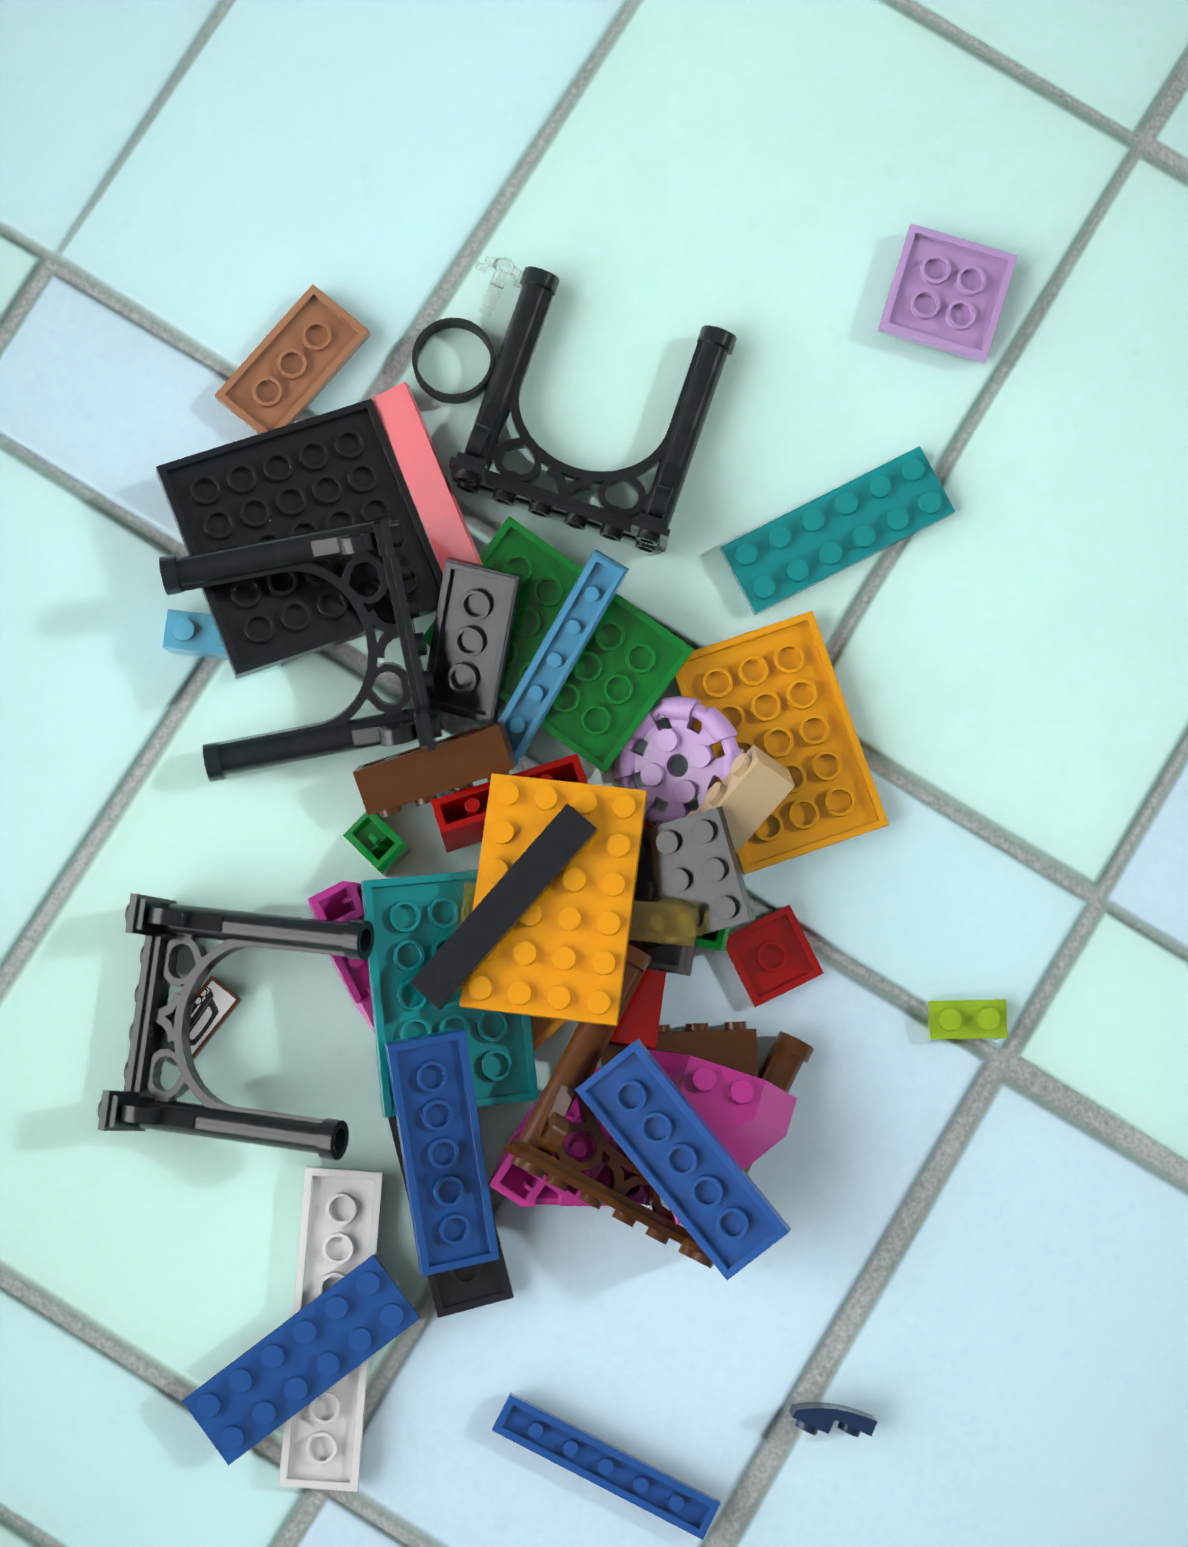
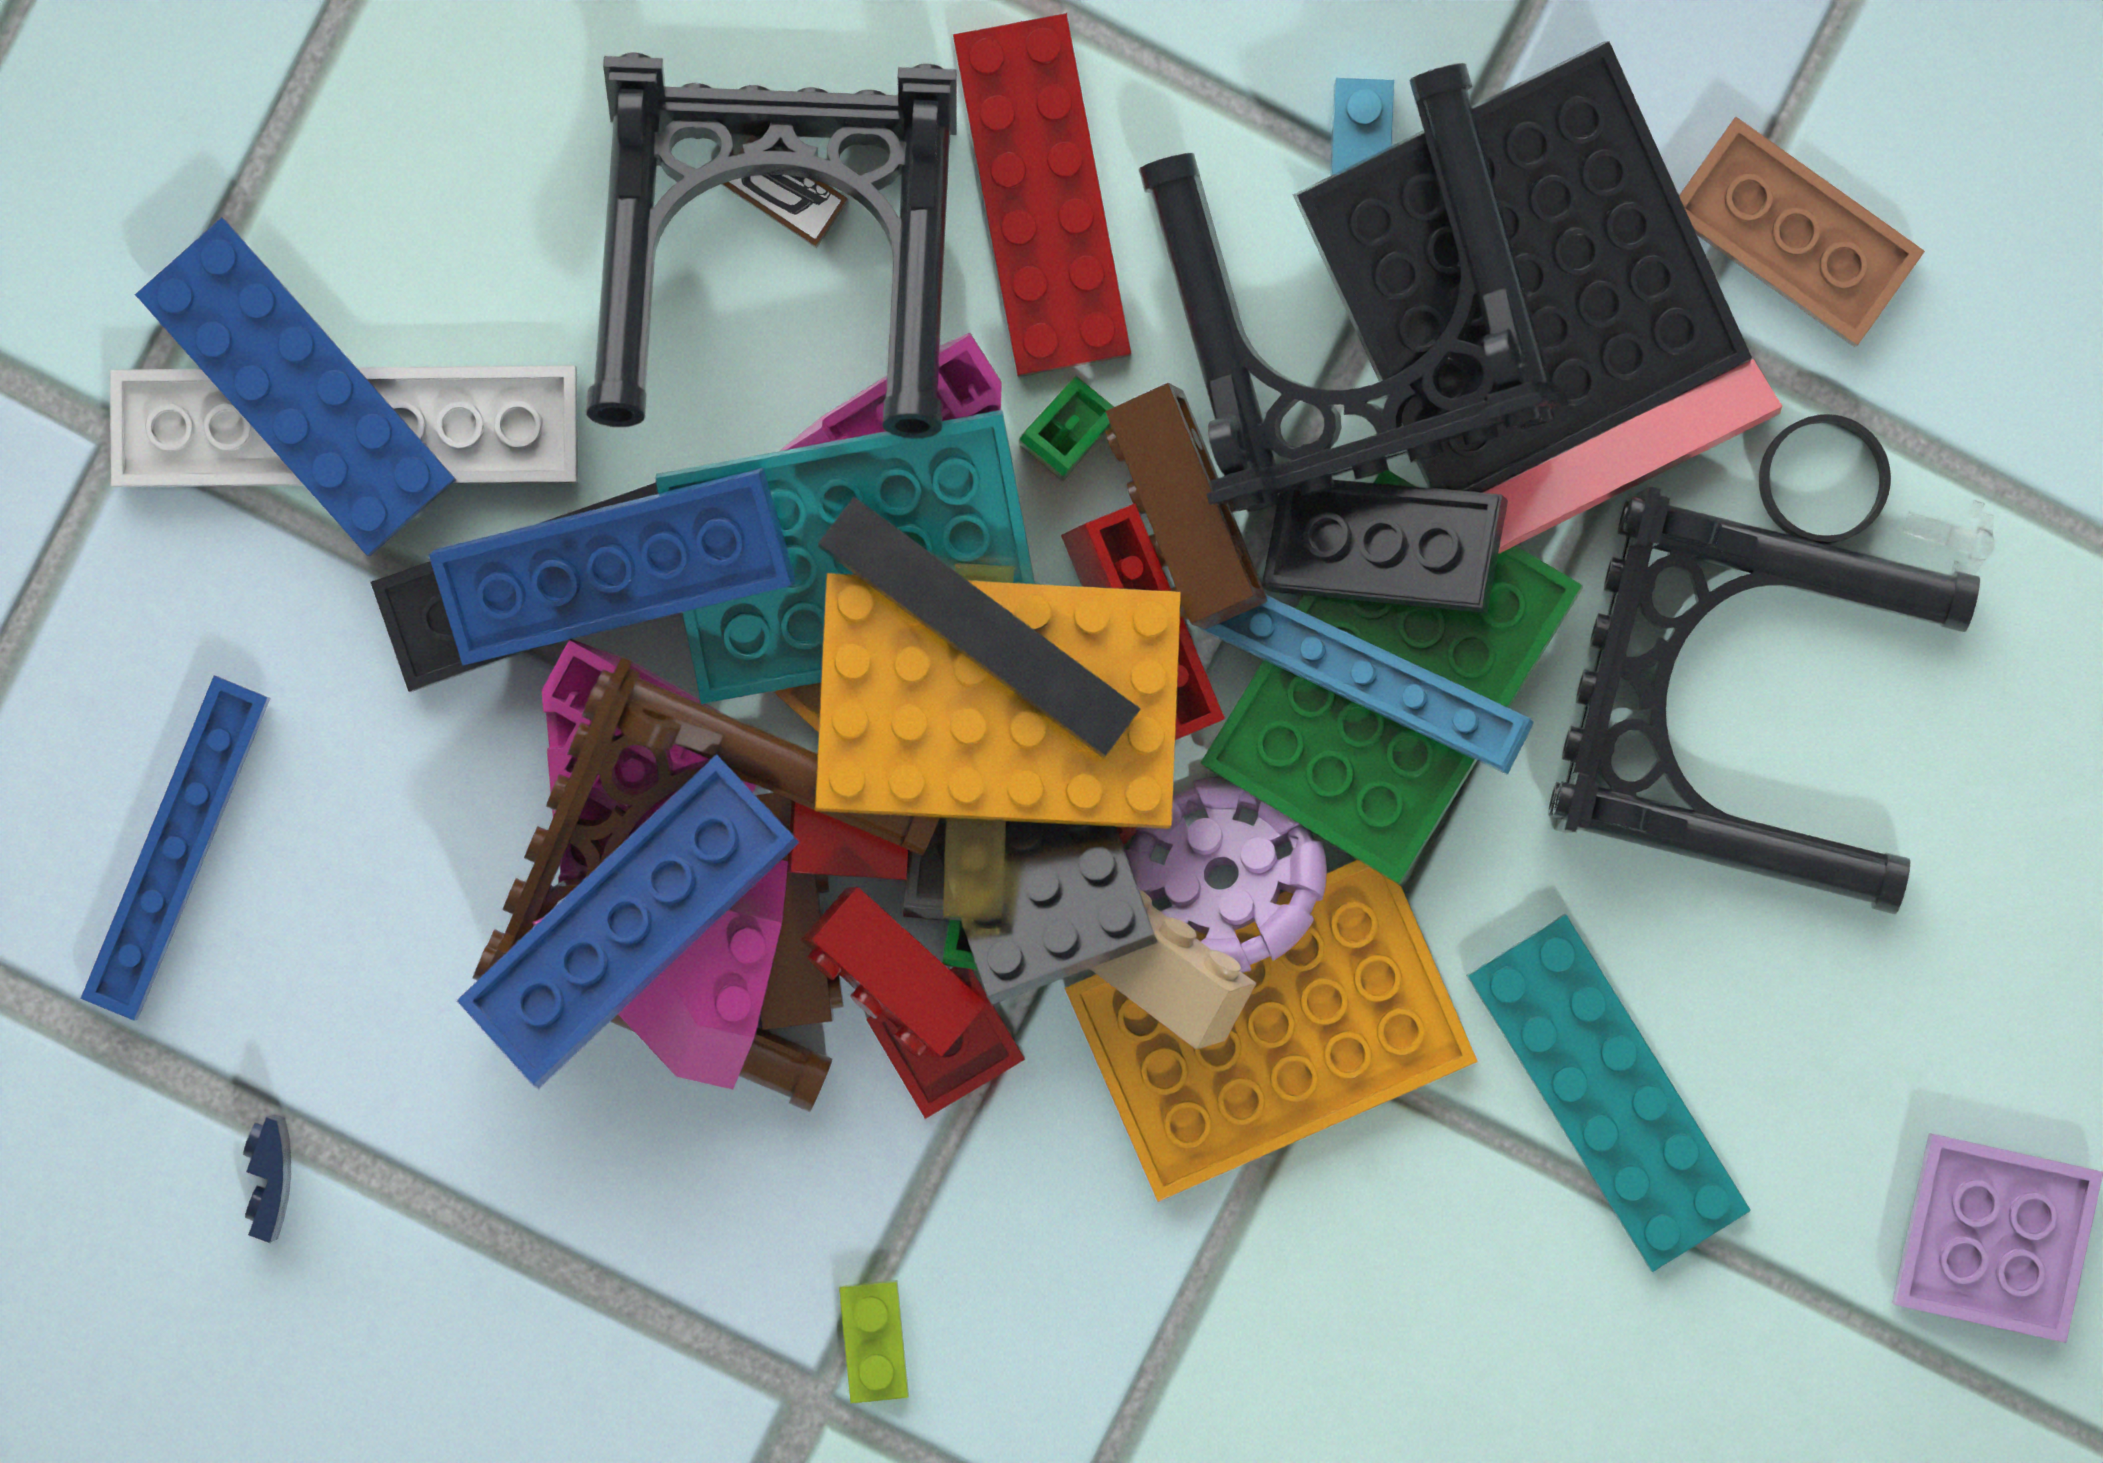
camera: 90 degrees right, 5 degrees up
(221, 847) = (1042, 195): none -> red plate
(728, 986) = (892, 974): none -> red brick

